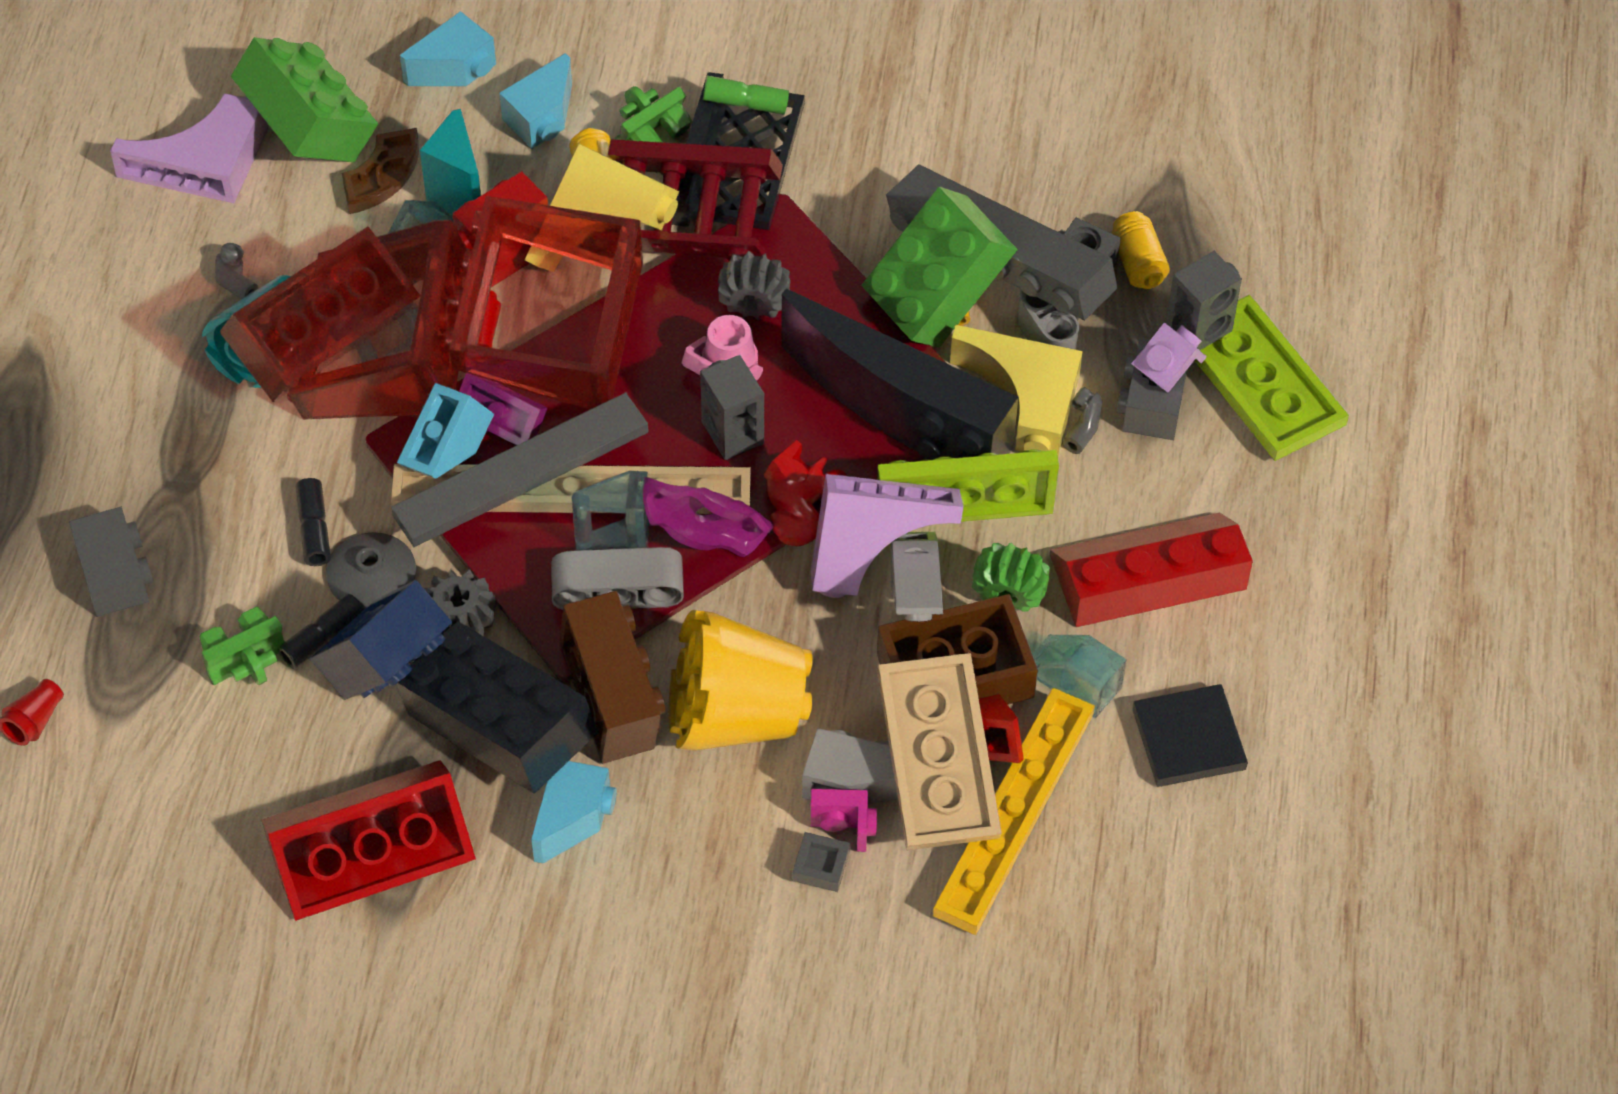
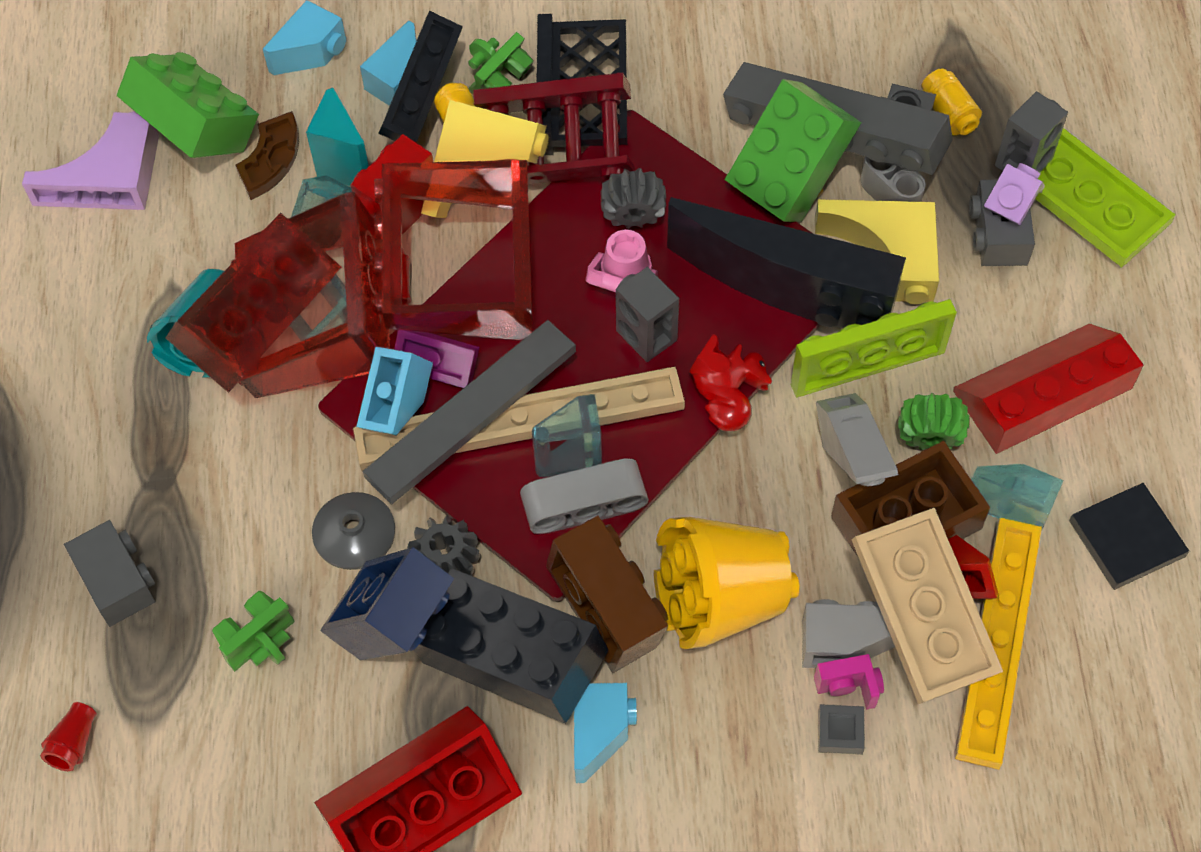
camera: 10 degrees left, 5 degrees up
(230, 271) = (156, 273): dark grey arm -> none
(313, 527) = (291, 500): black piece -> none
(316, 634) = (320, 603): black piece -> none
(562, 117) = (421, 78): none -> black fence
(731, 526) = (674, 424): magenta piece -> none
(740, 94) = (571, 28): bright green piece -> none
(864, 517) = (796, 395): lavender arch -> none
(1087, 424) = (951, 269): dark grey arm -> none

